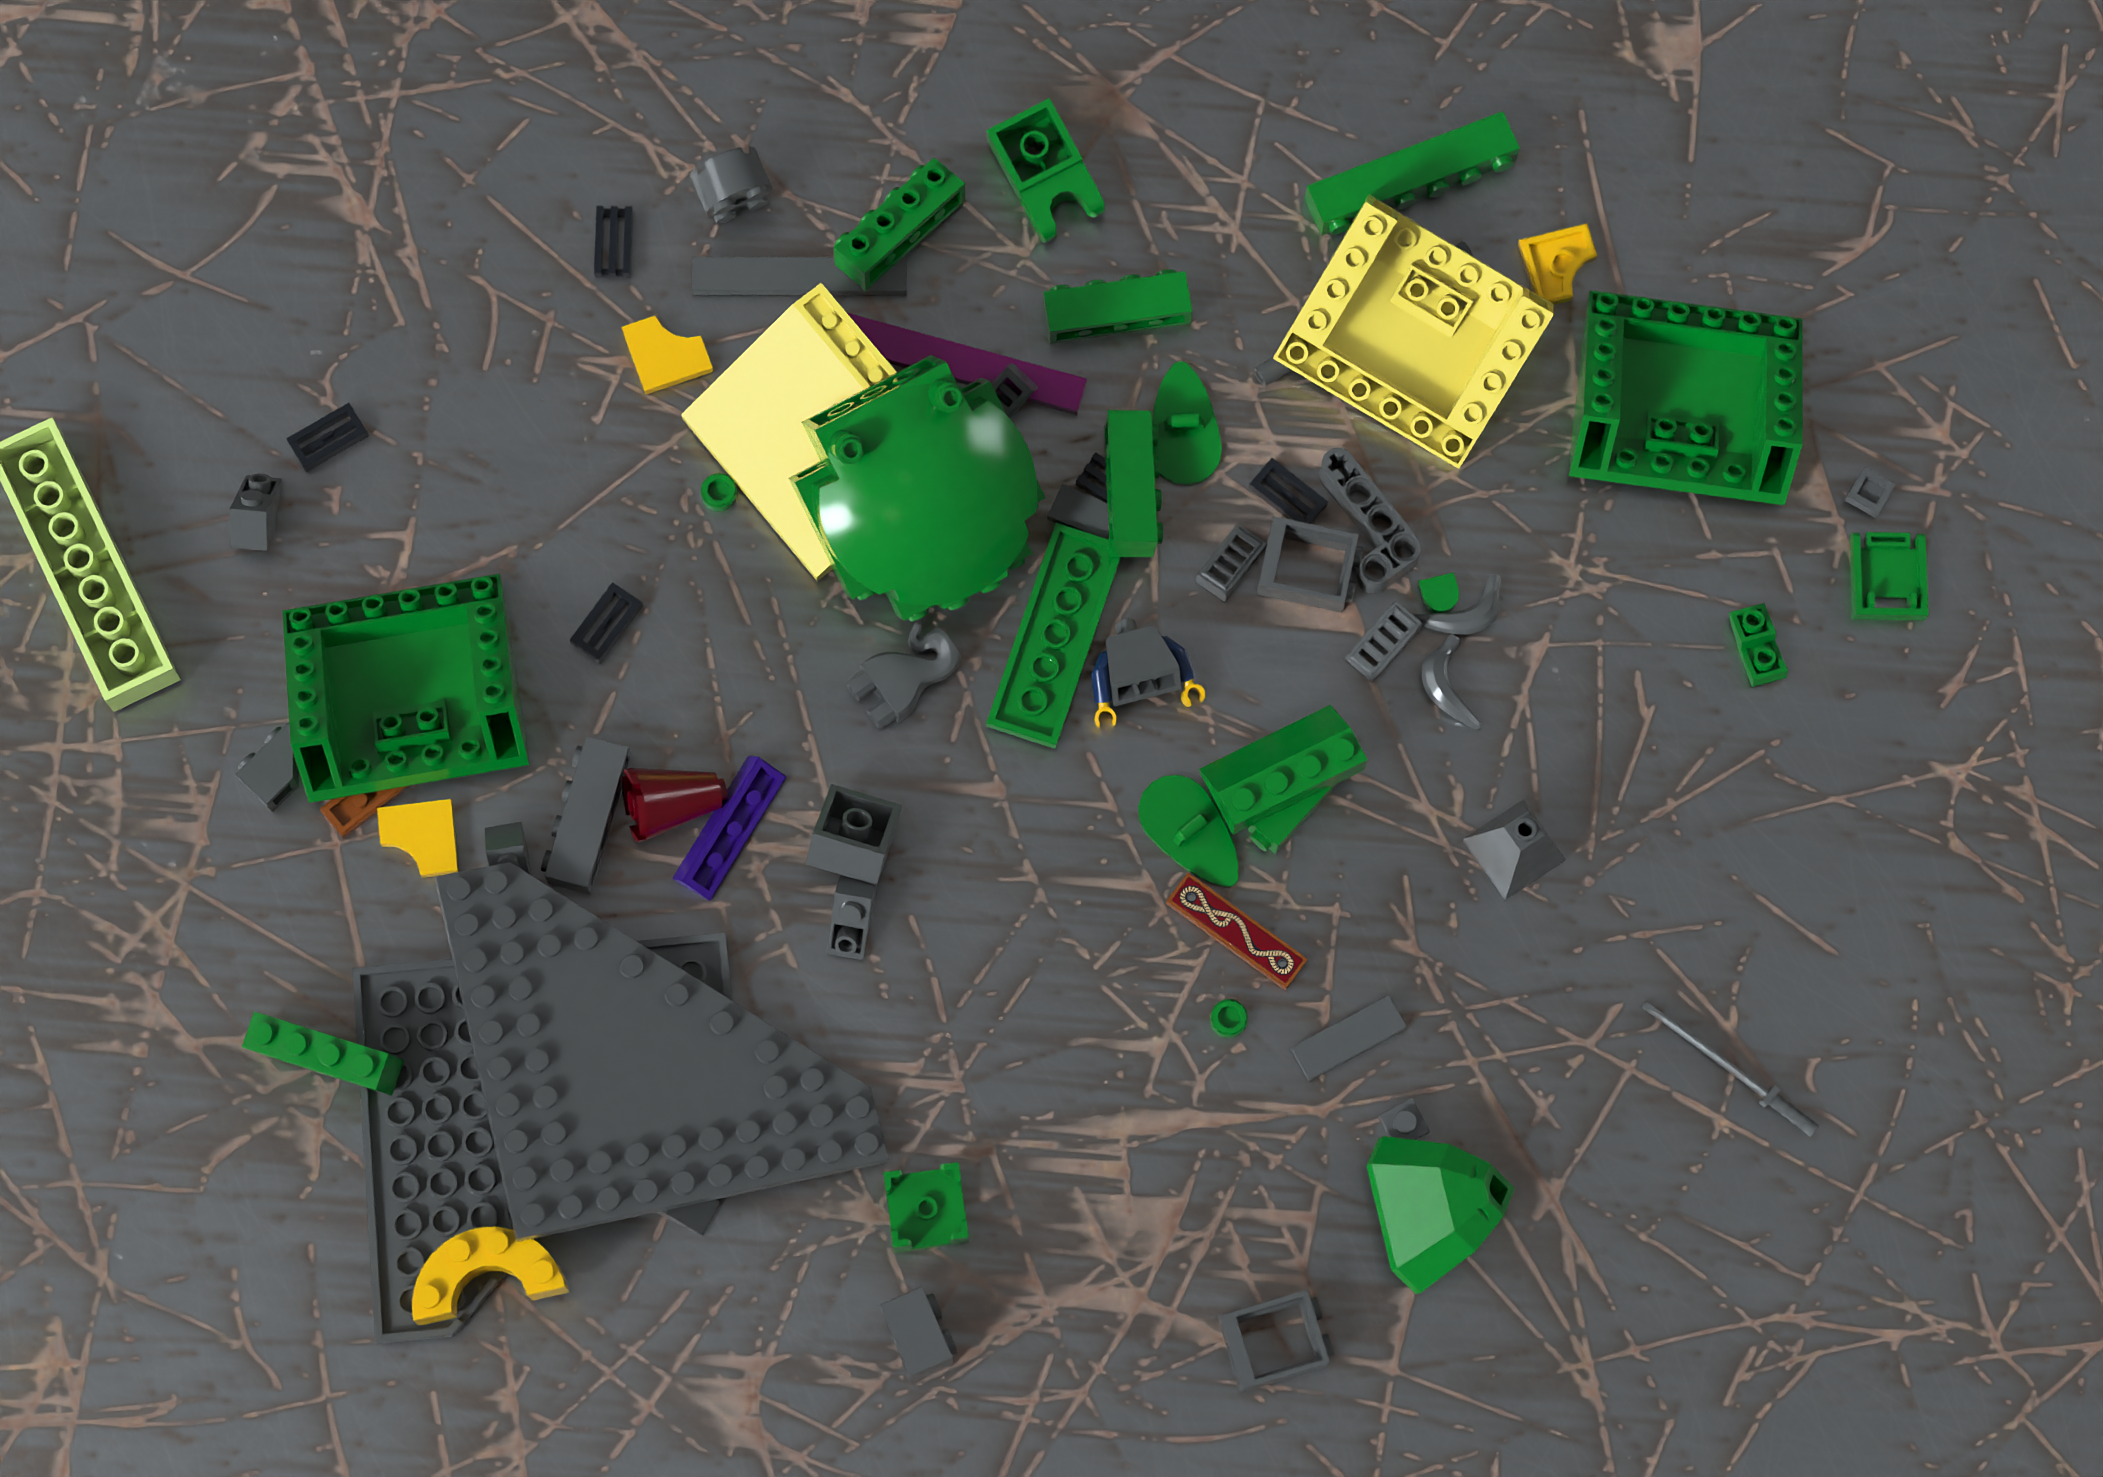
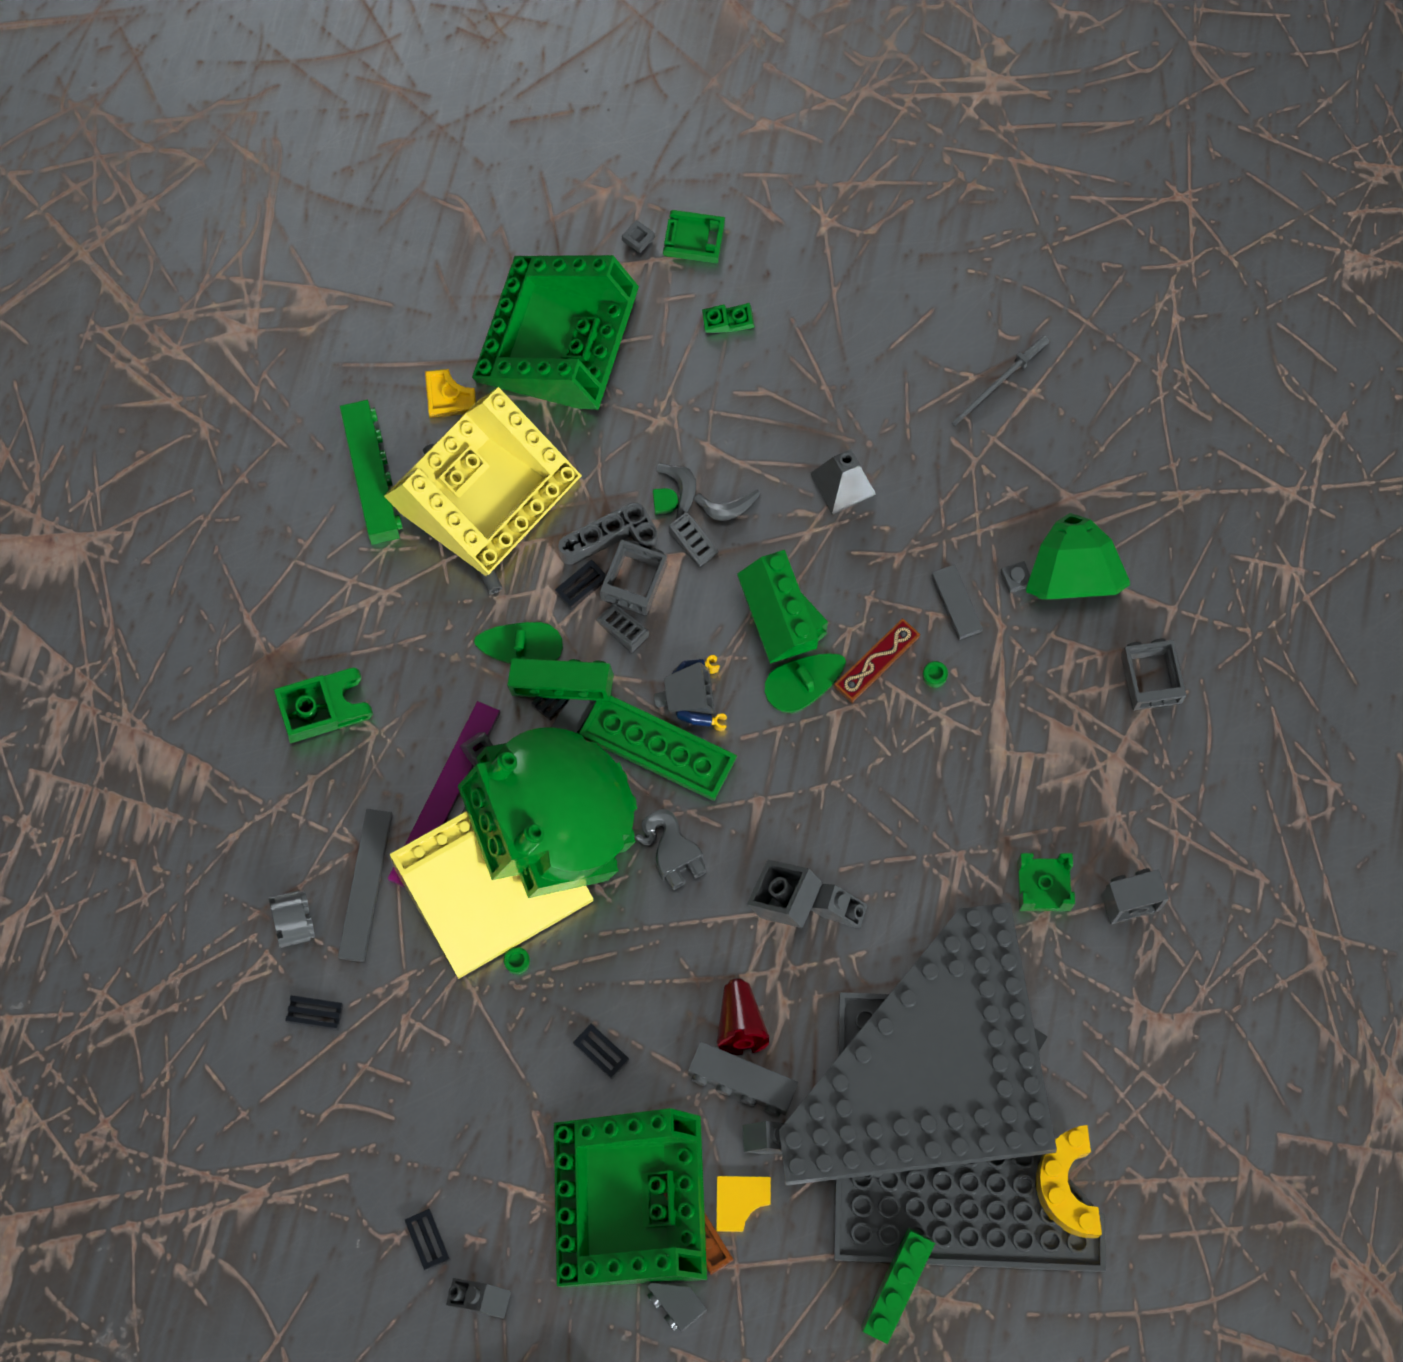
camera: 80 degrees left, 5 degrees down
(664, 357) = (408, 988): yellow tile -> none
(729, 827) = (765, 985): dark purple slope -> none
(899, 223) = (343, 808): green brick -> none
(1117, 306) = (429, 673): green brick -> none

